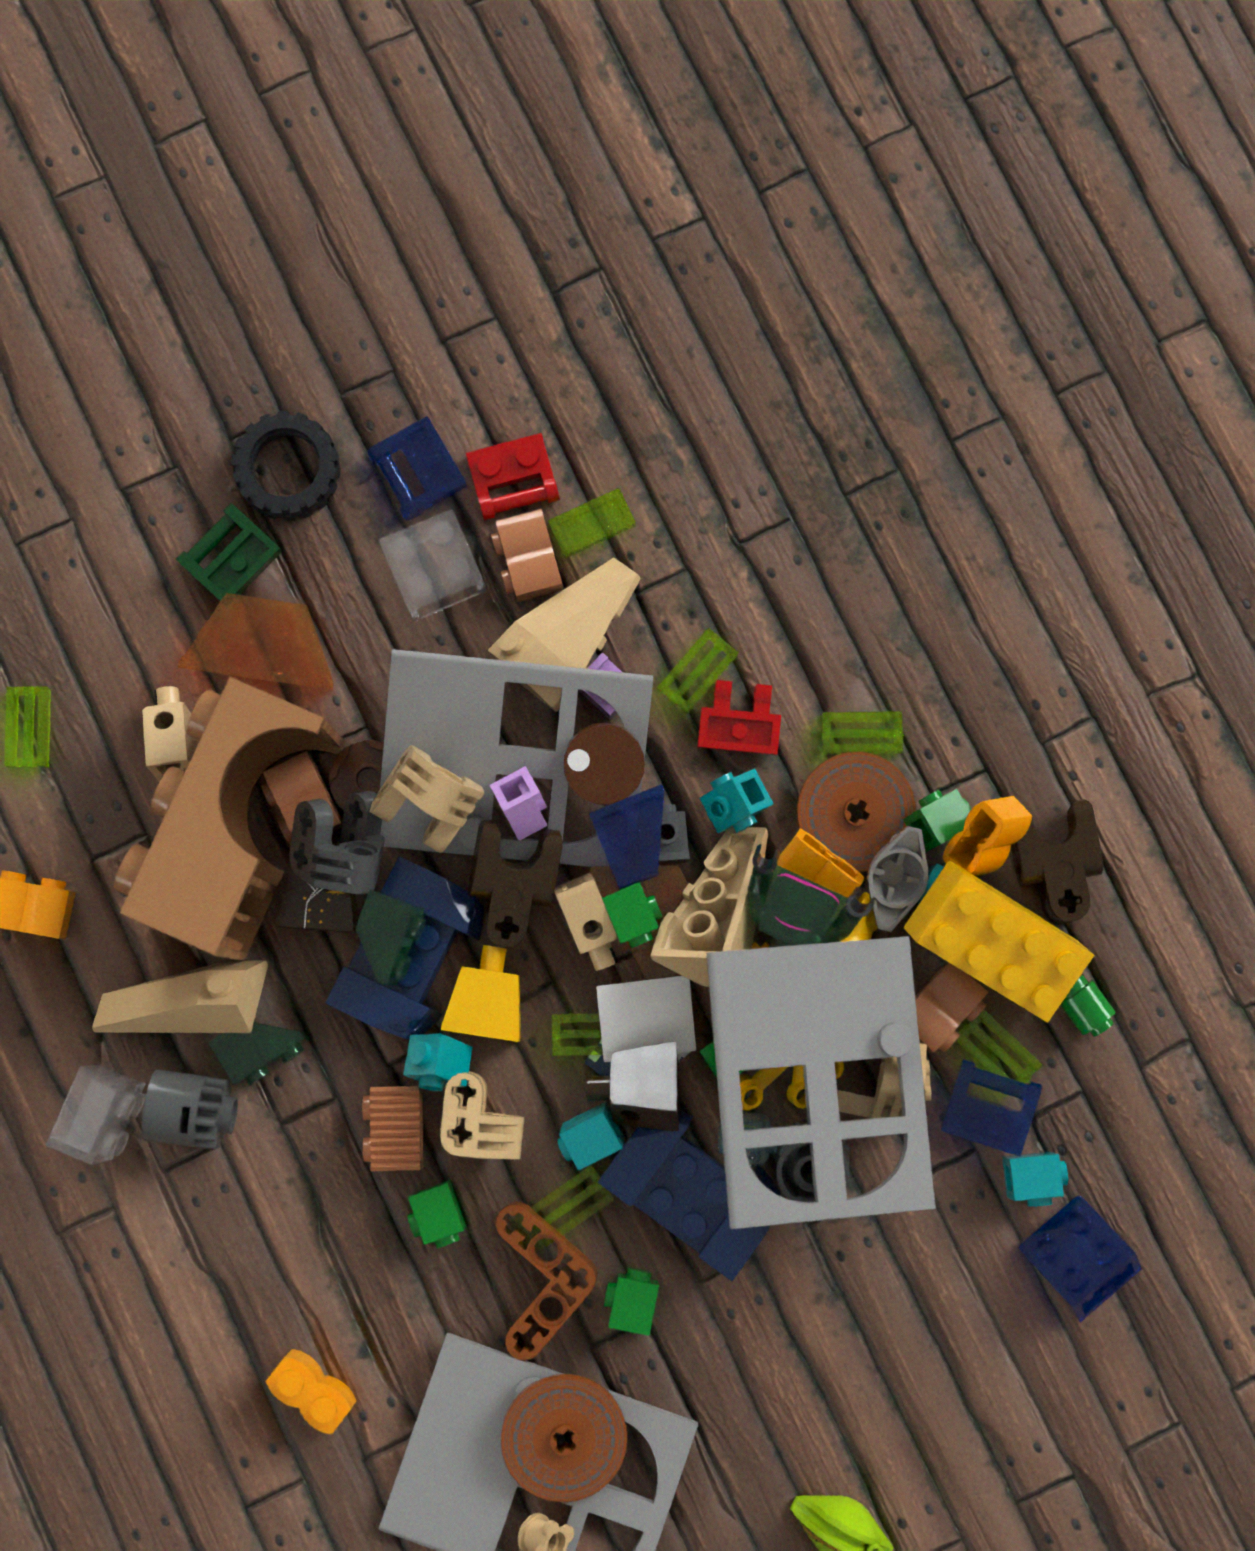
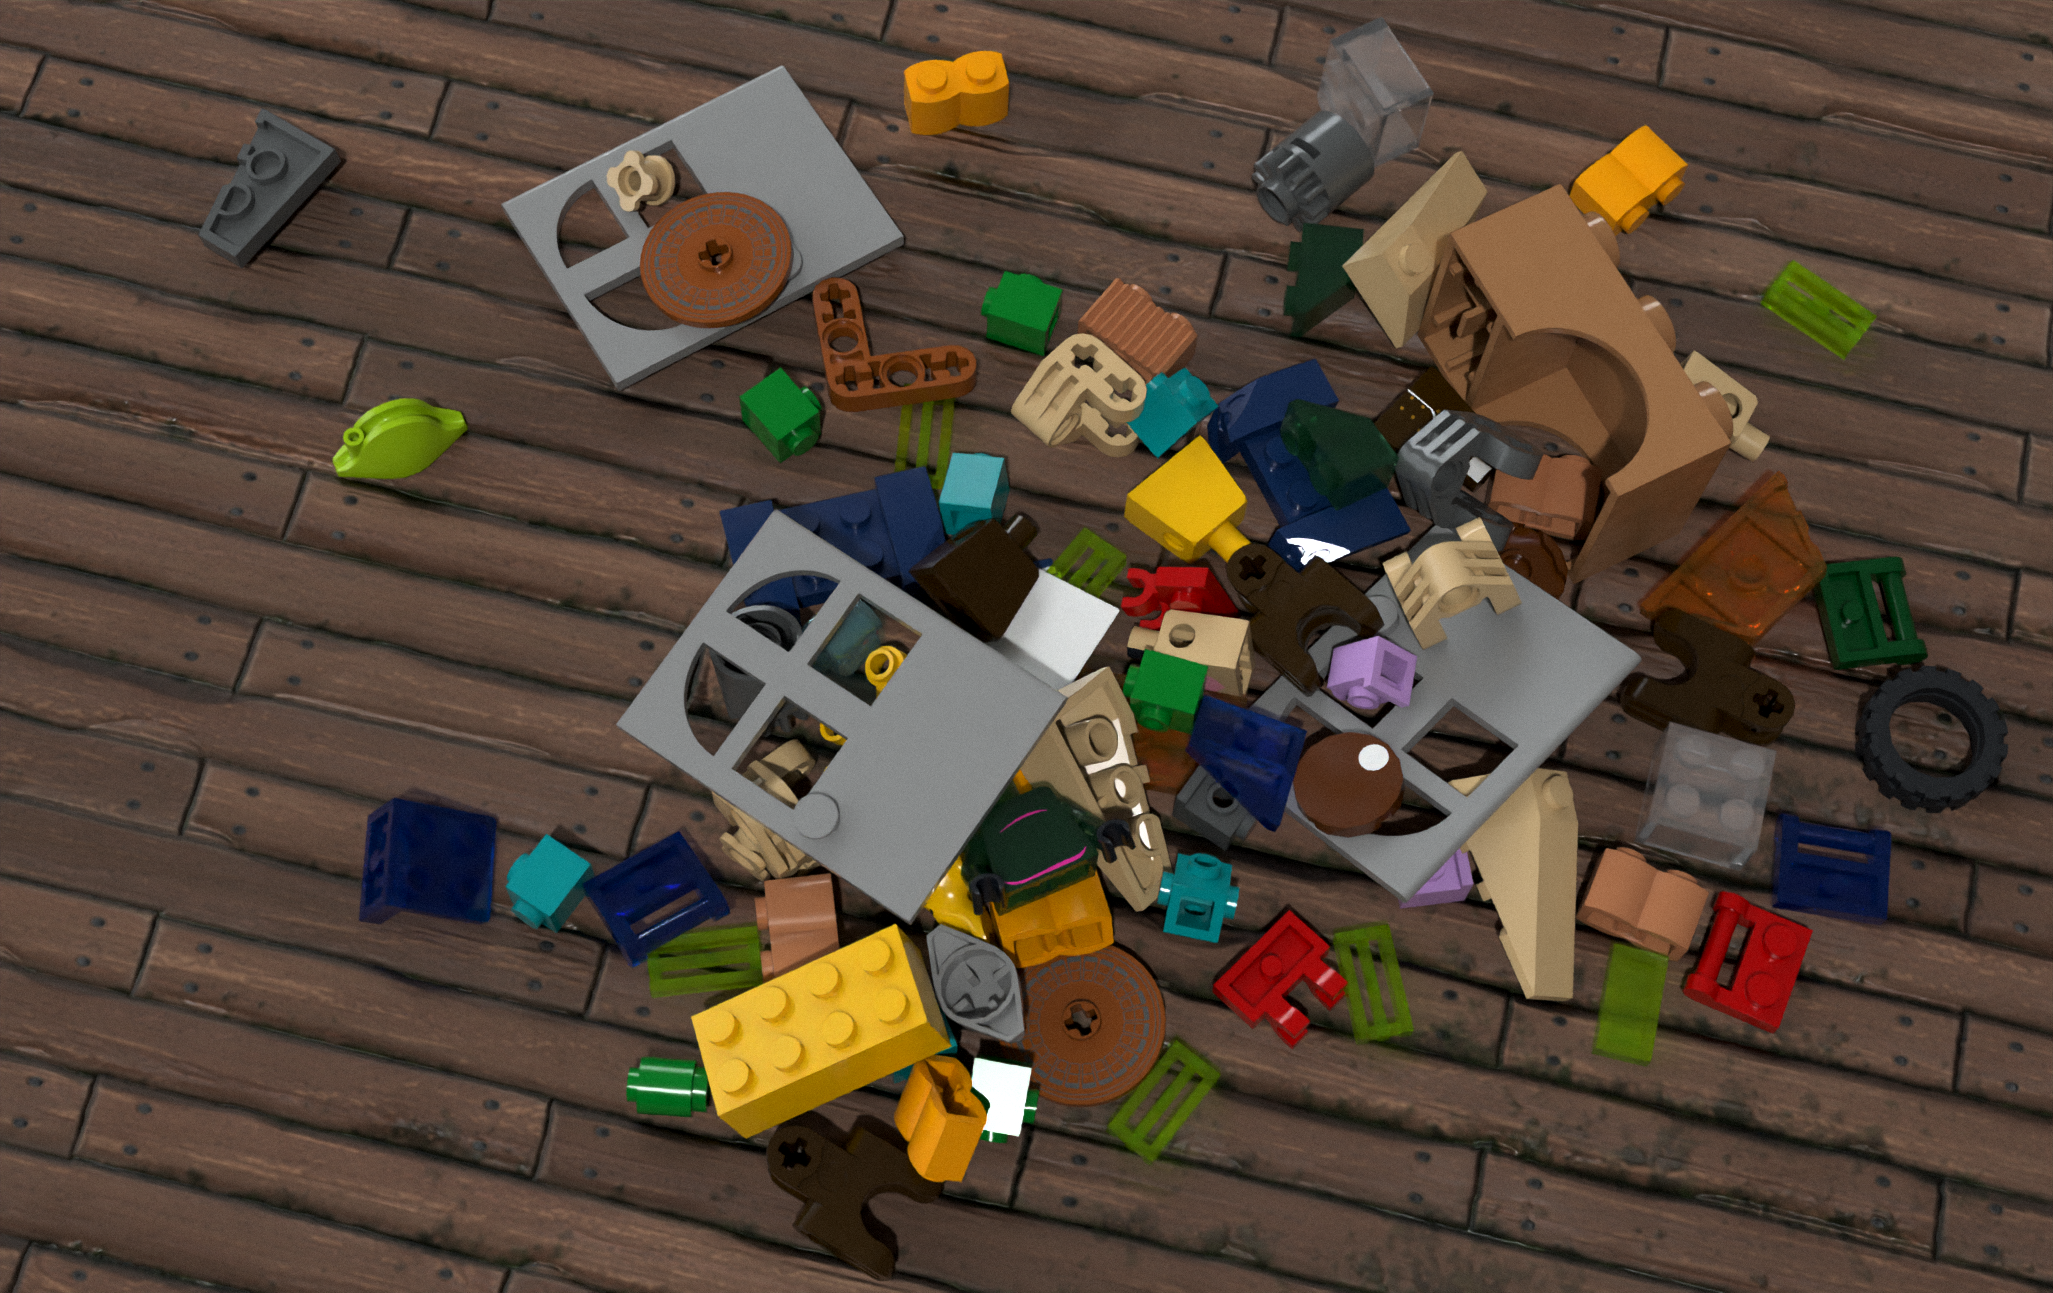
camera: 130 degrees right, 15 degrees down
(356, 606) = (1719, 689): none -> dark brown piece
(565, 953) = (1176, 589): none -> red plate

